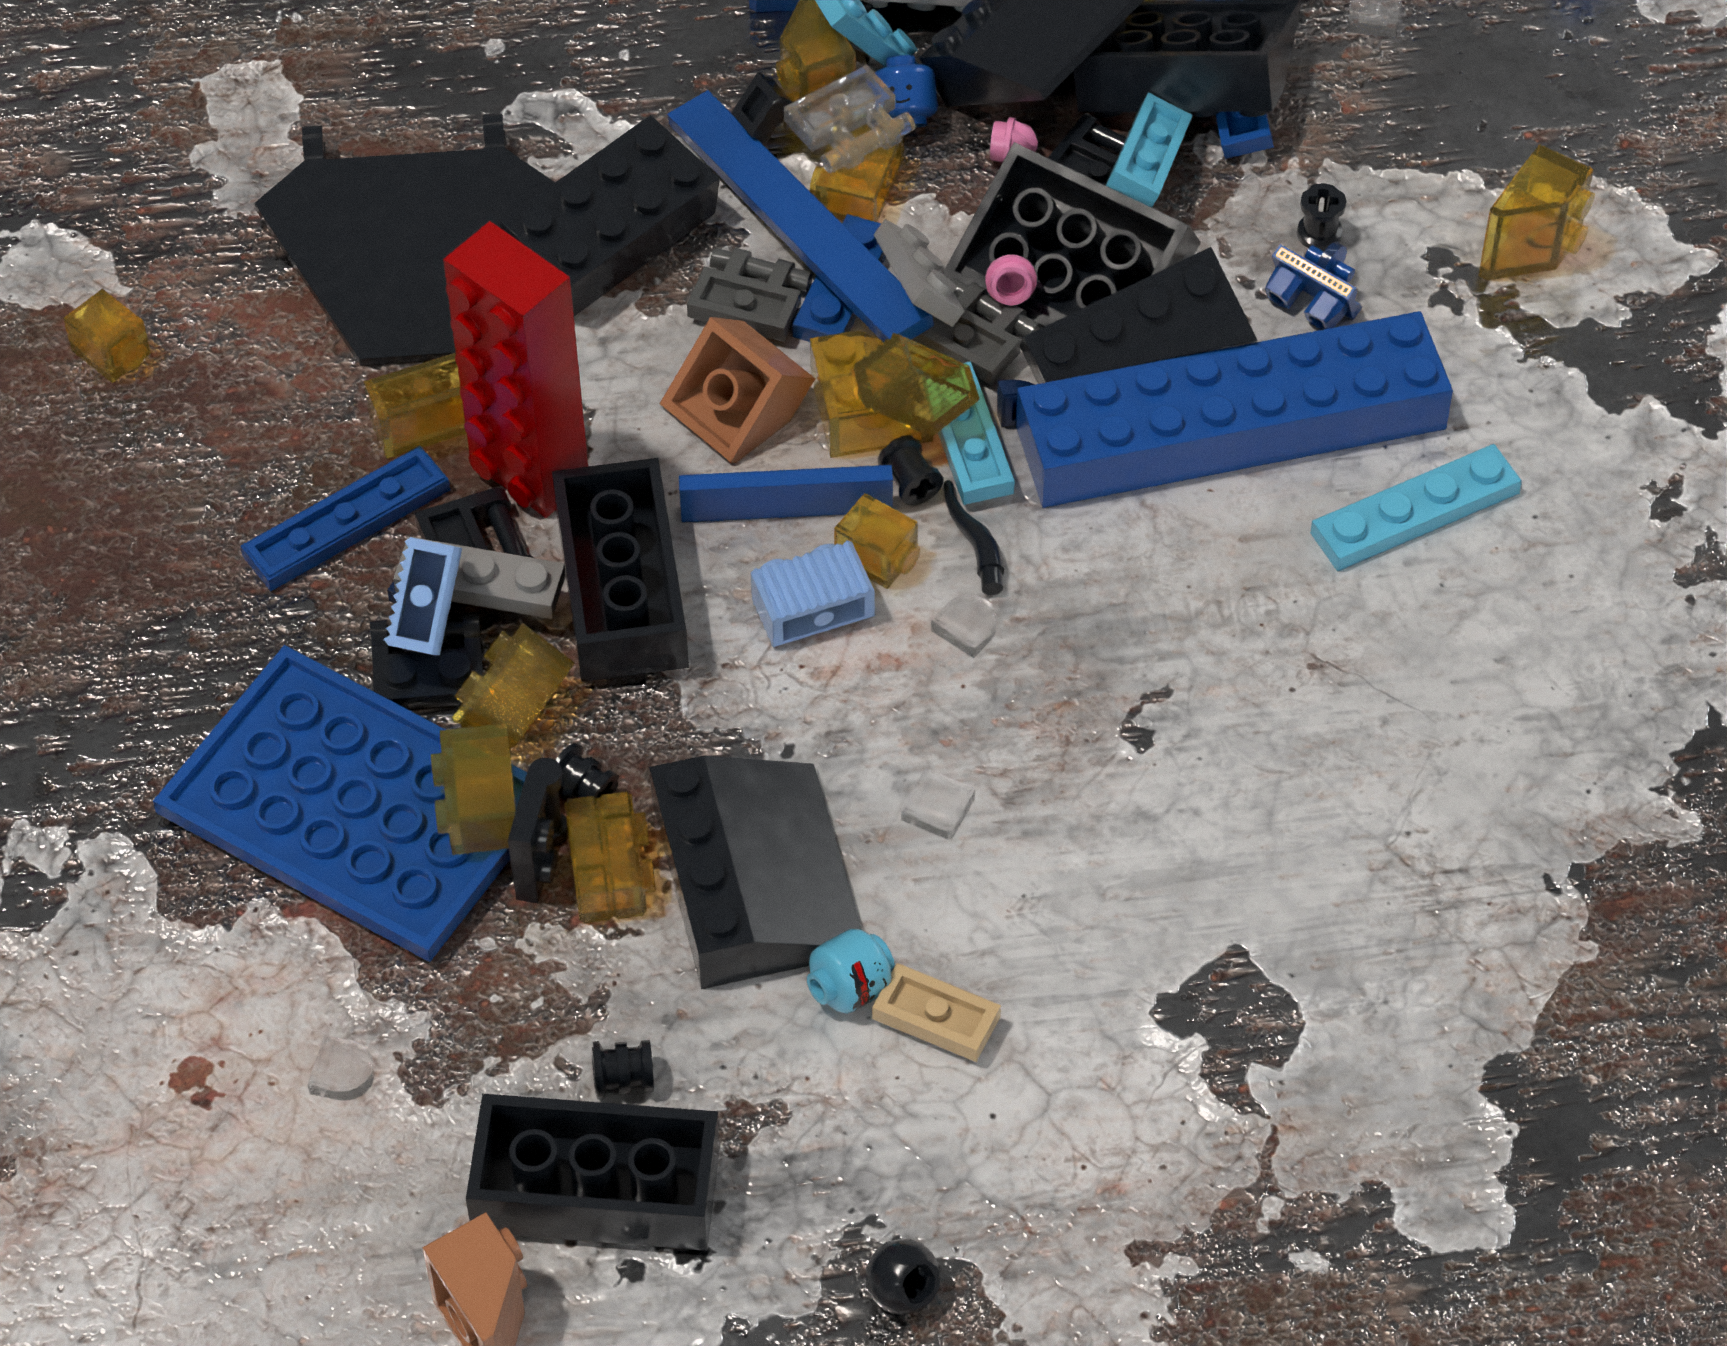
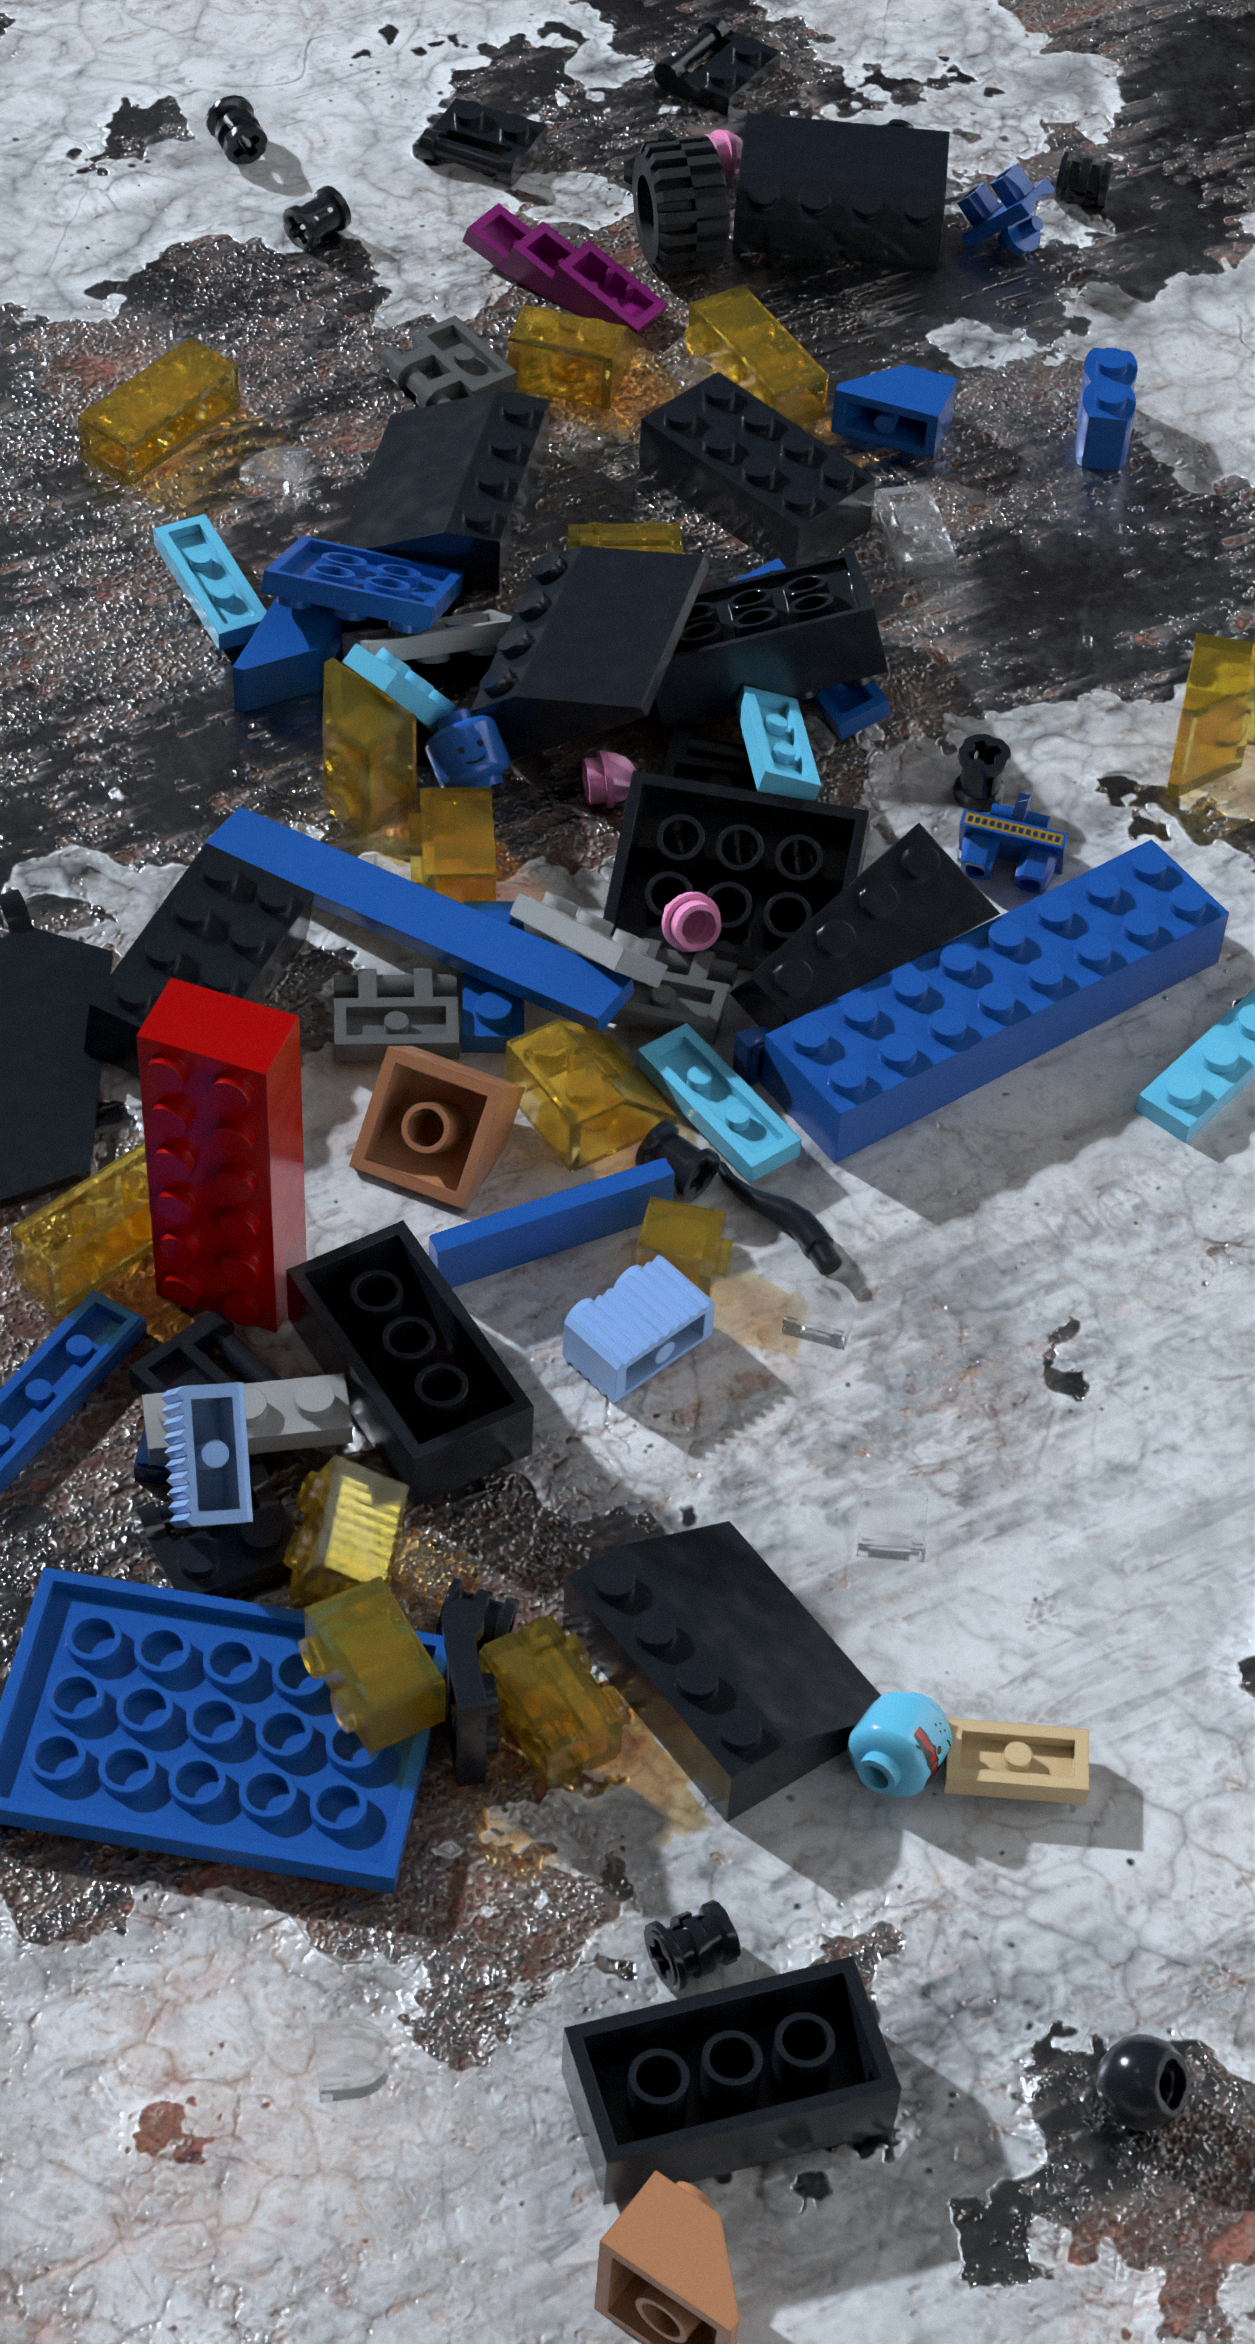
camera: 25 degrees left, 5 degrees down
(761, 107) = (319, 807): black plate -> none
(842, 107) = (420, 781): clear plate -> none
(915, 384) = (658, 1059): clear yellow brick -> none

